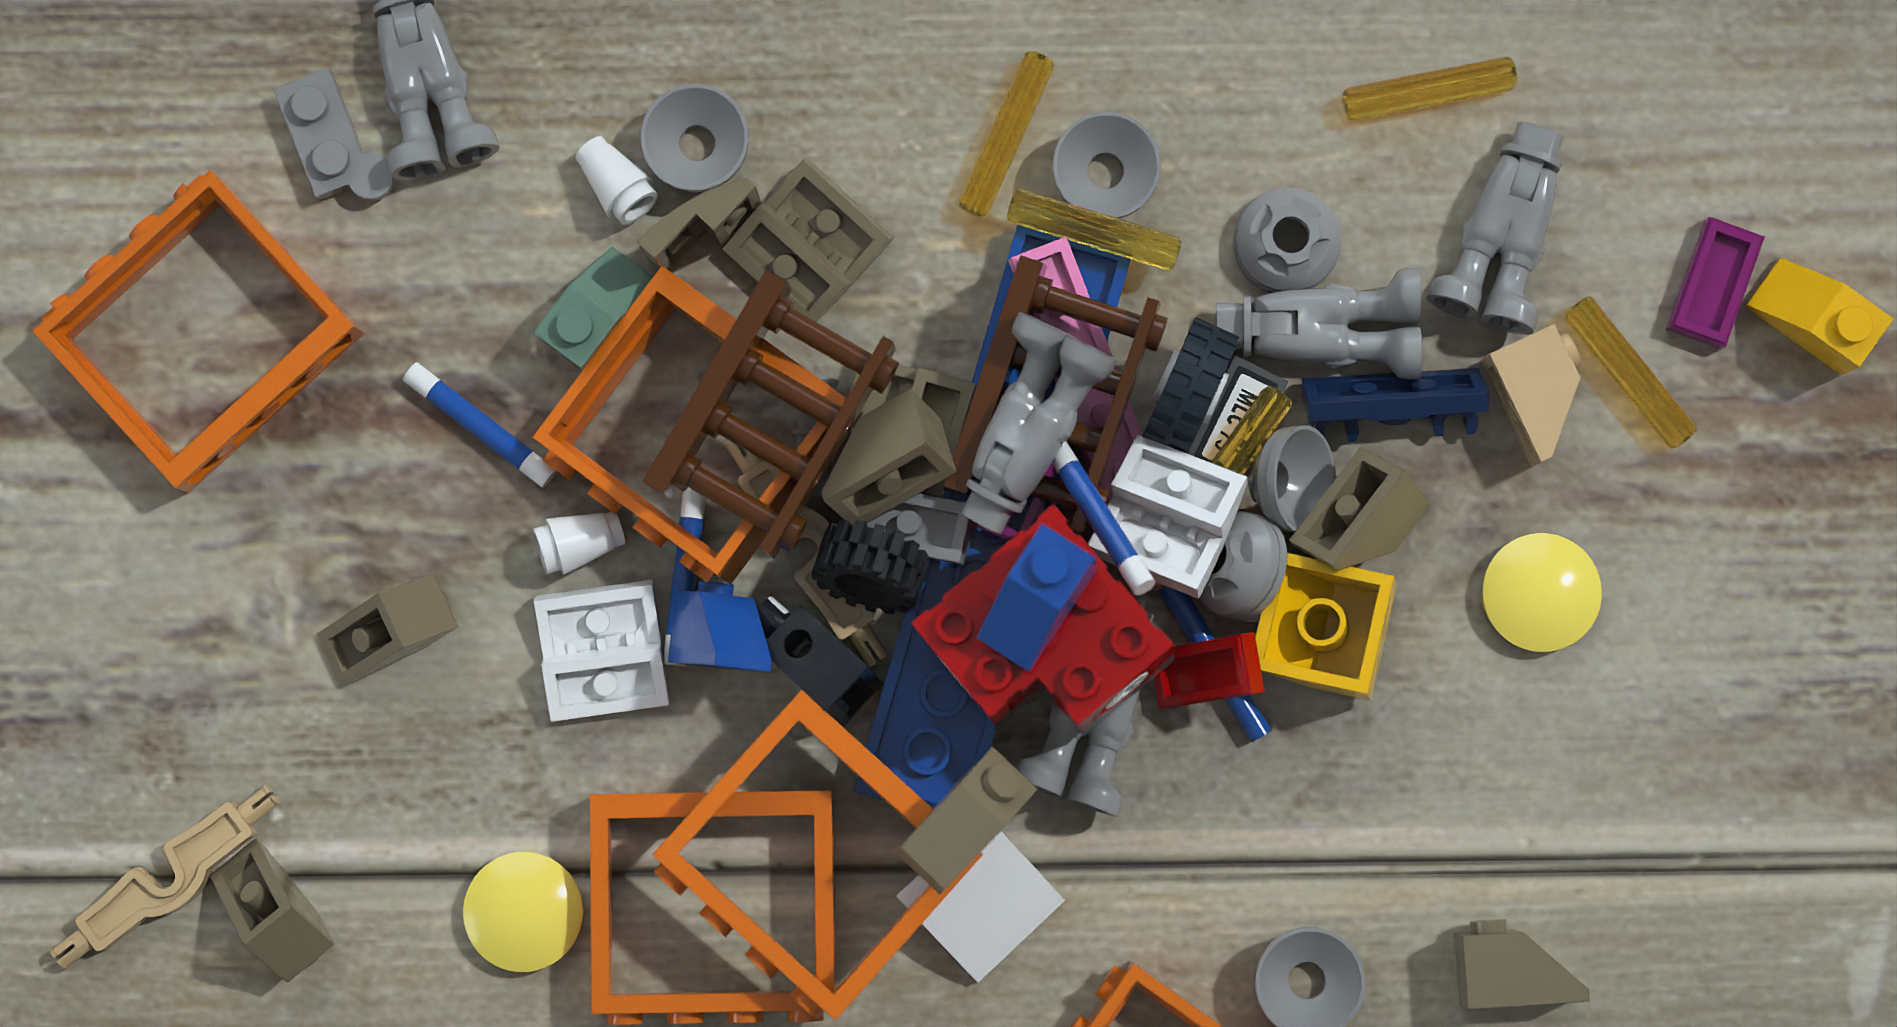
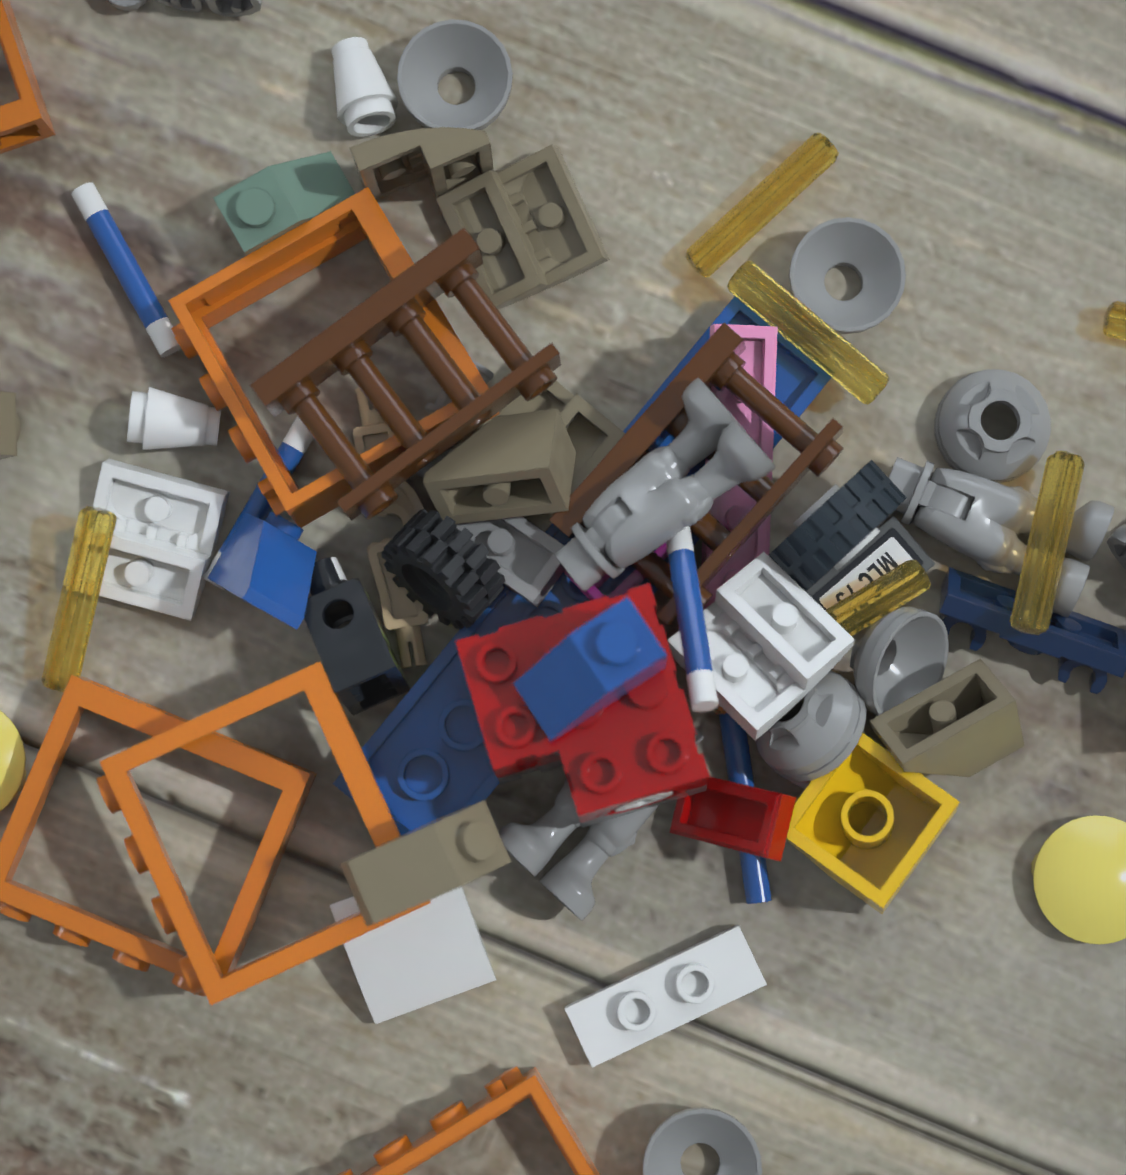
camera: 20 degrees right, 0 degrees up
(565, 727) = (78, 596): none -> clear yellow axle
(1215, 850) = (665, 995): none -> white plate
(1375, 323) = (1047, 543): none -> clear yellow axle

